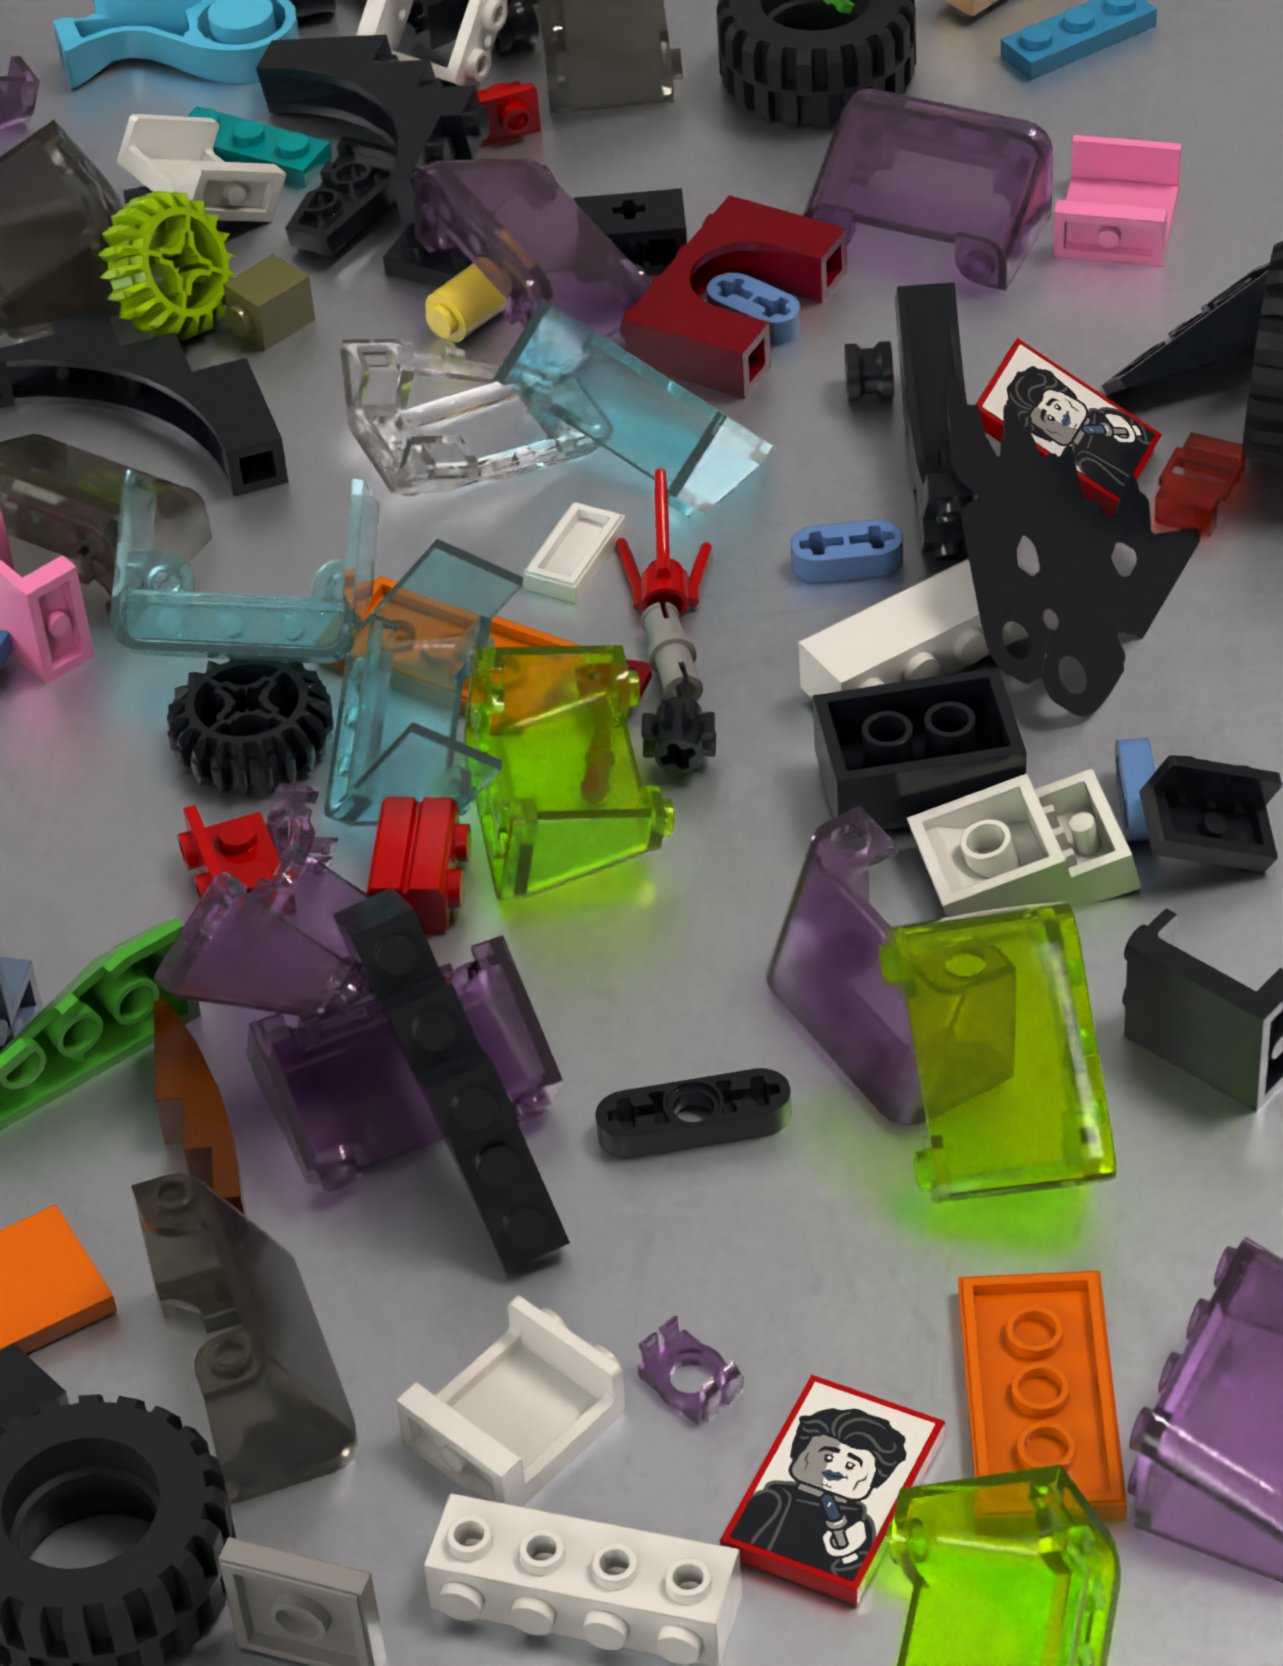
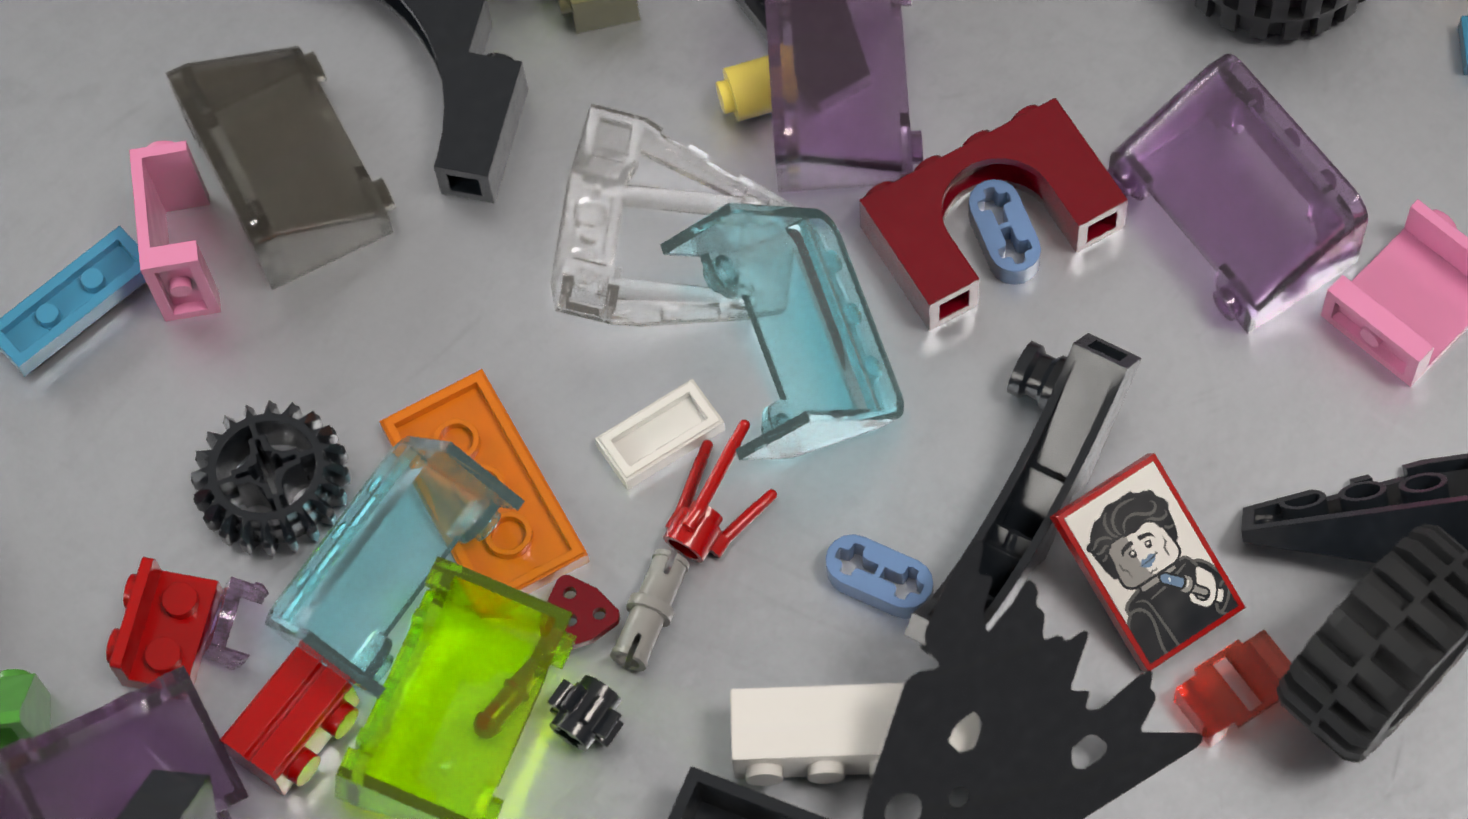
camera: 35 degrees right, 20 degrees up
(164, 616) = (272, 356): clear light blue windscreen -> none
(642, 225) = (958, 81): black brick -> none

